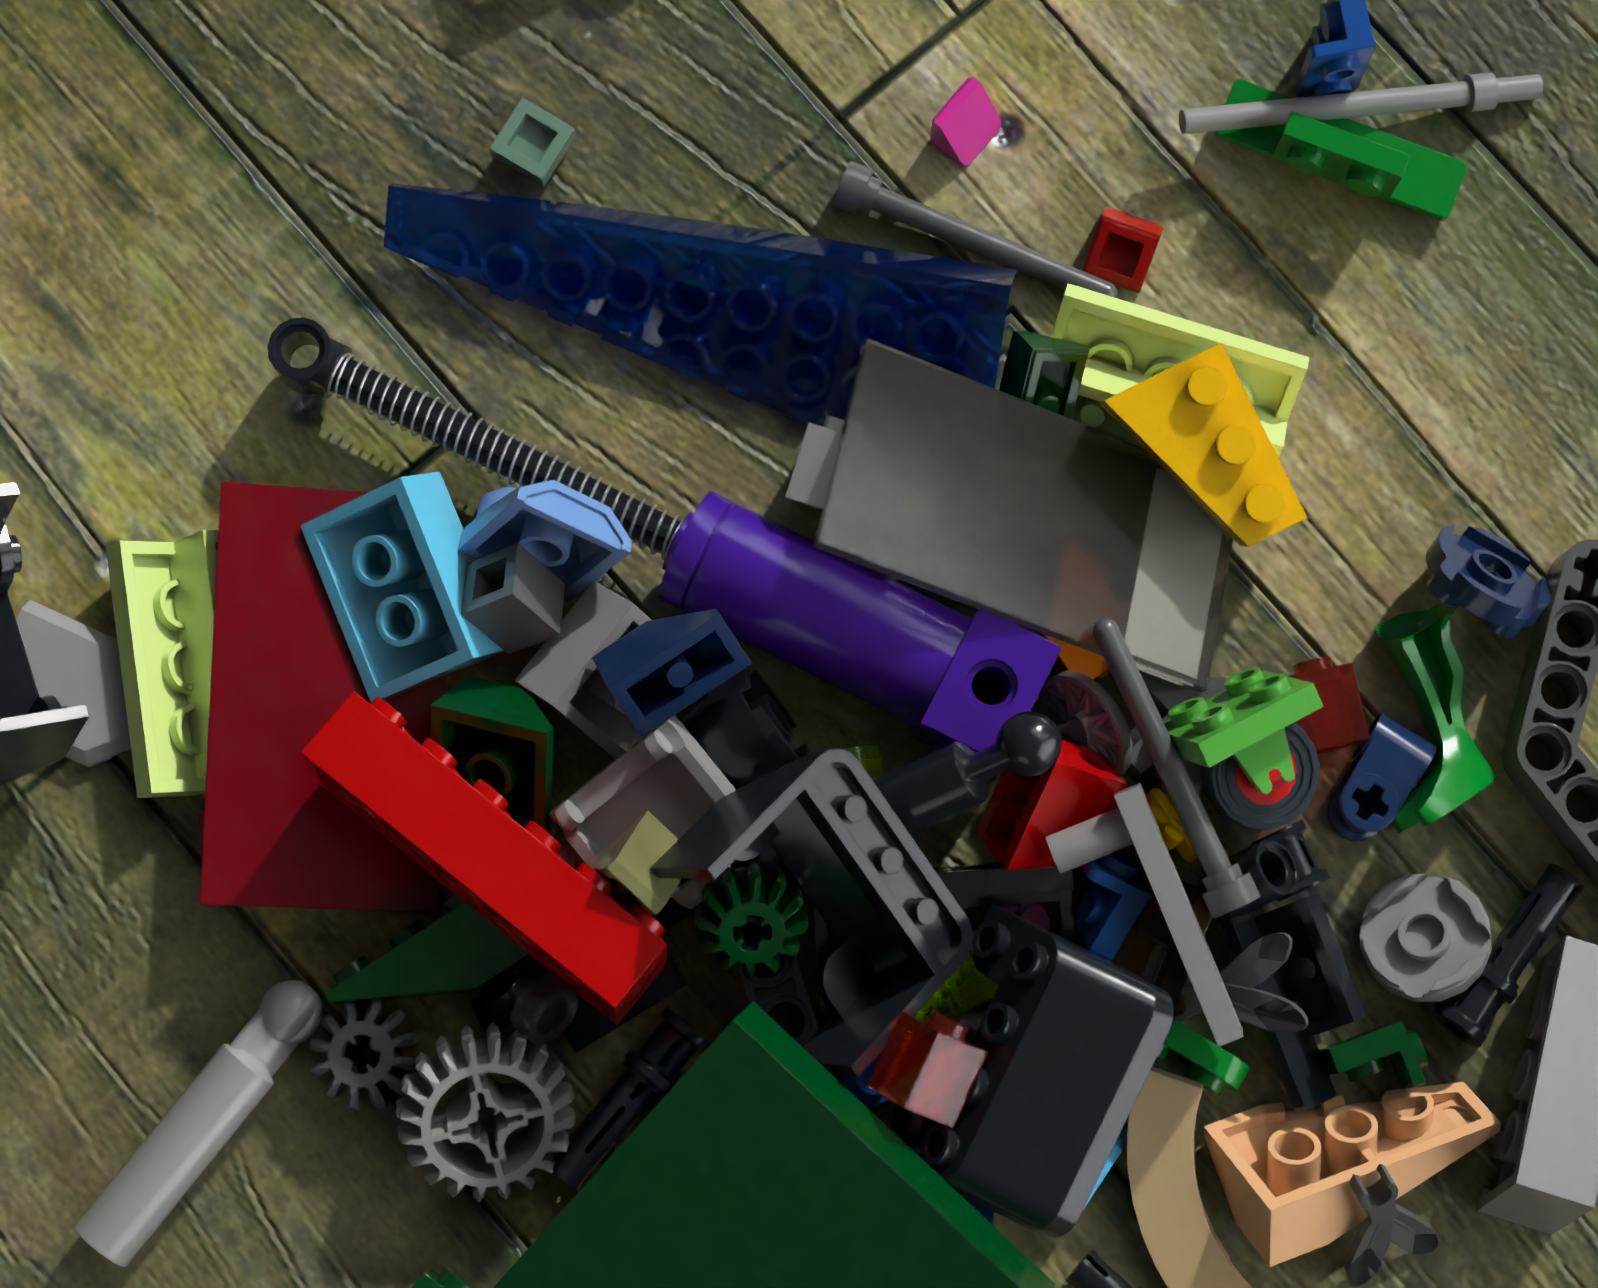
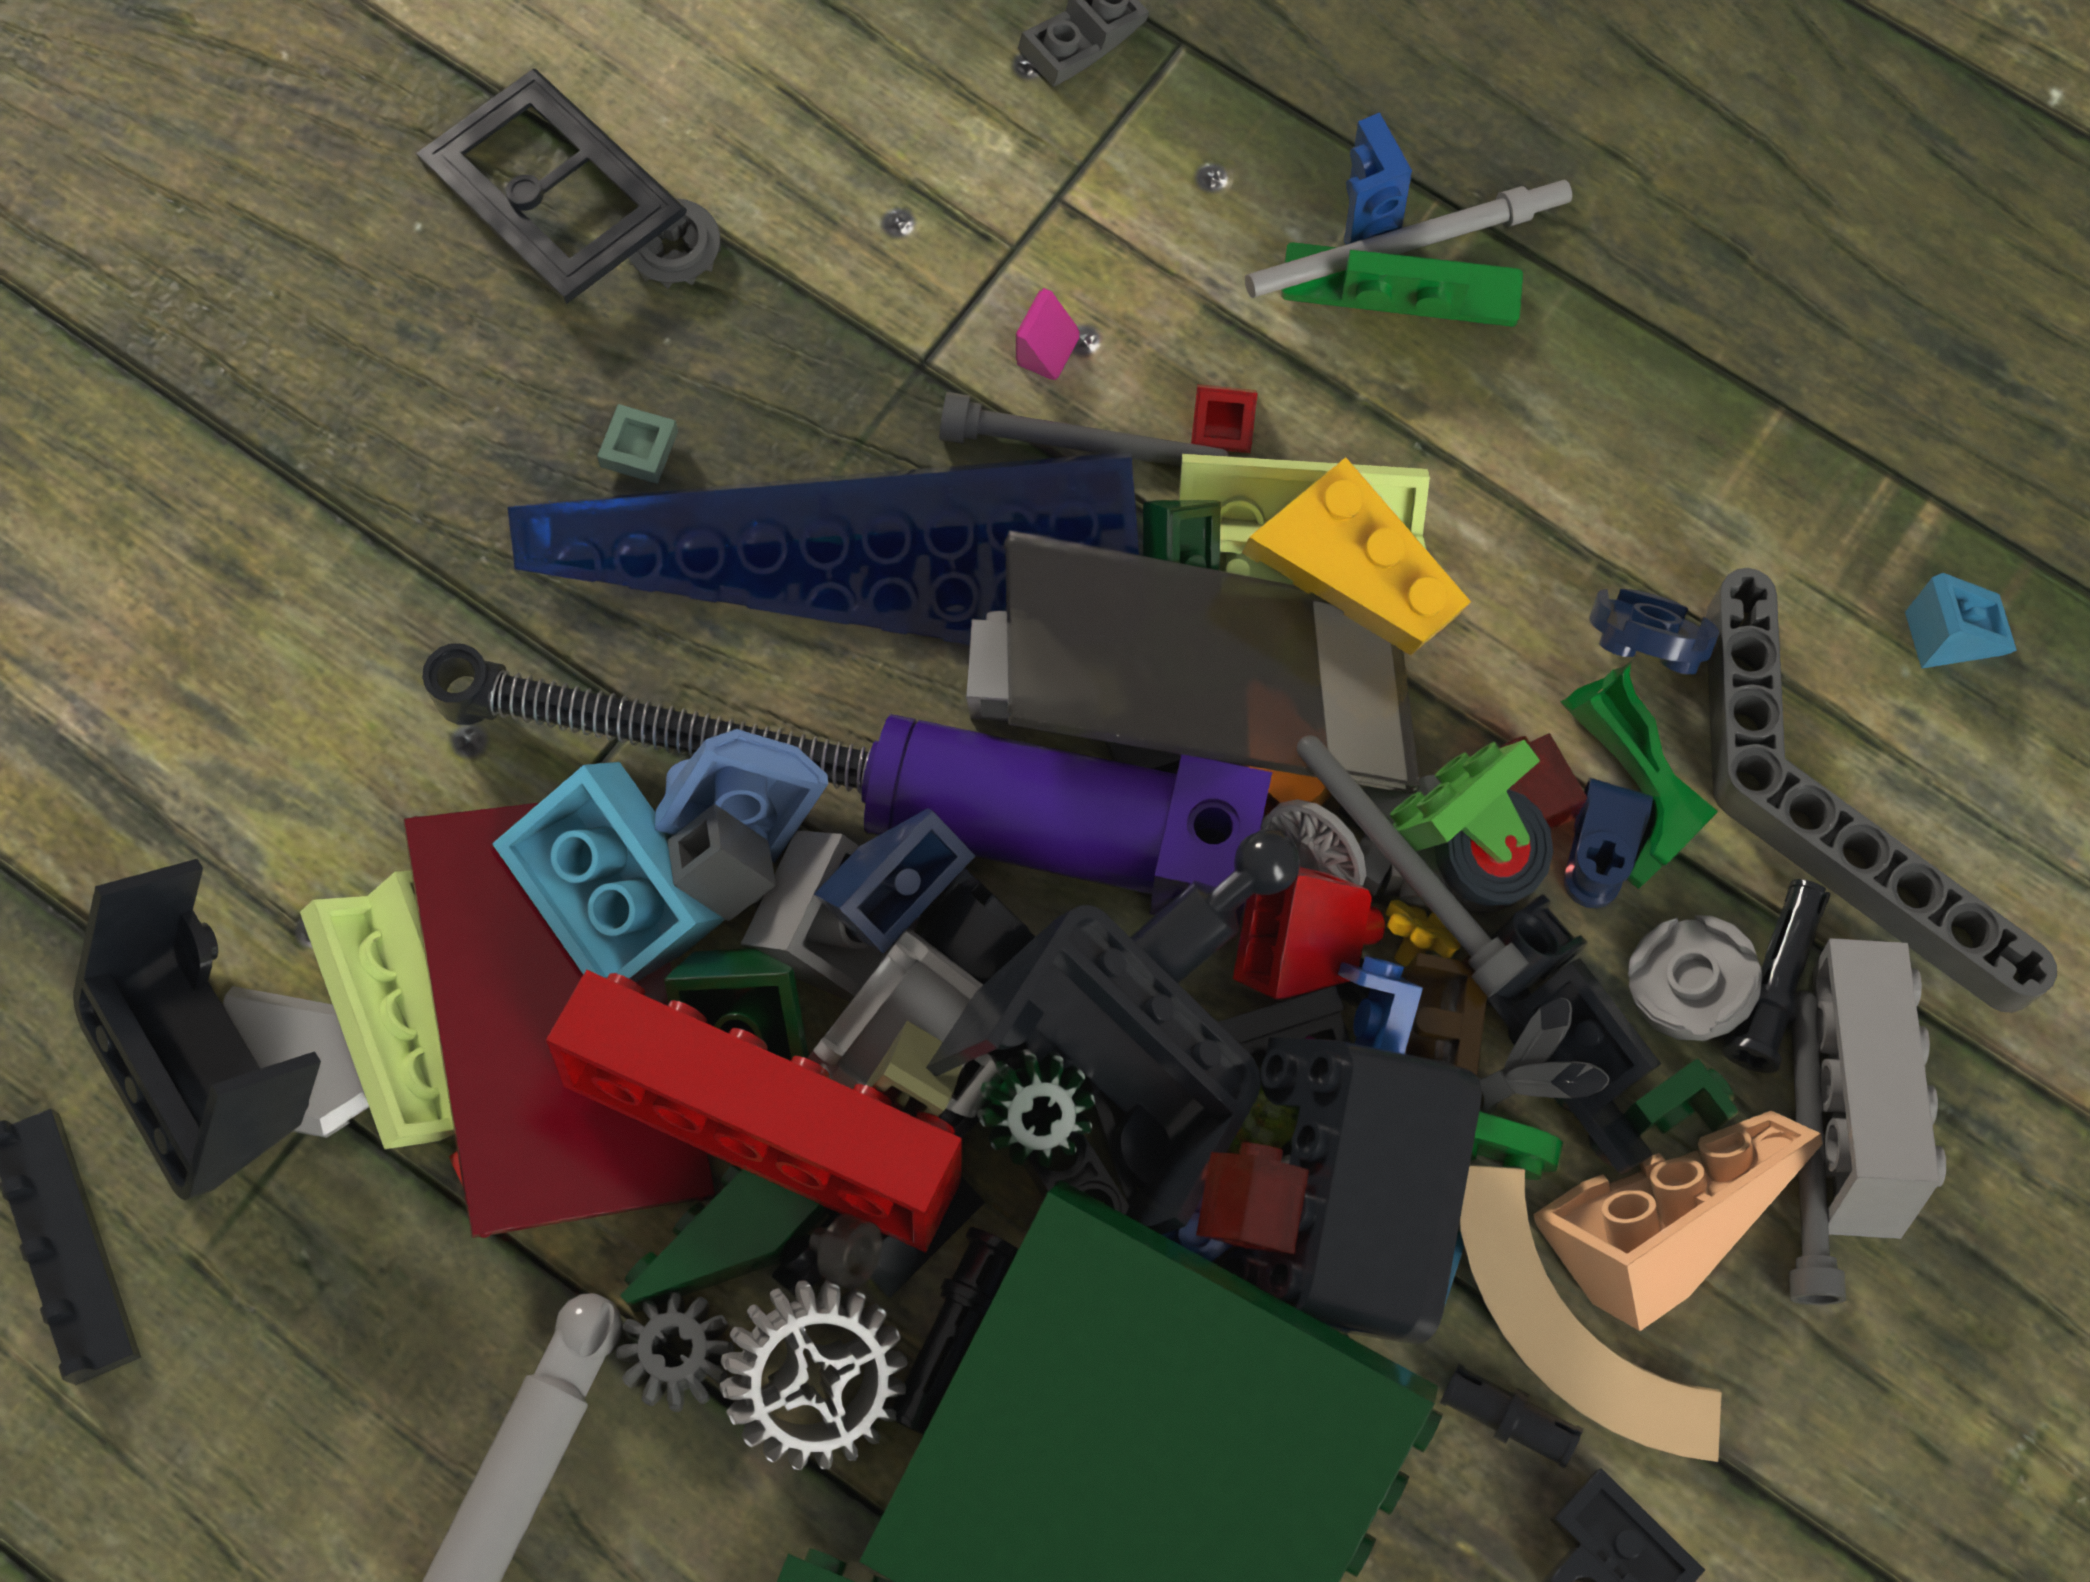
camera: 15 degrees left, 10 degrees down
(1136, 825) = (1391, 921): light grey piece -> none
(1384, 1224) = (1739, 1262): dark grey piece -> none
(1458, 1250) = (1816, 1272): none -> dark grey piece

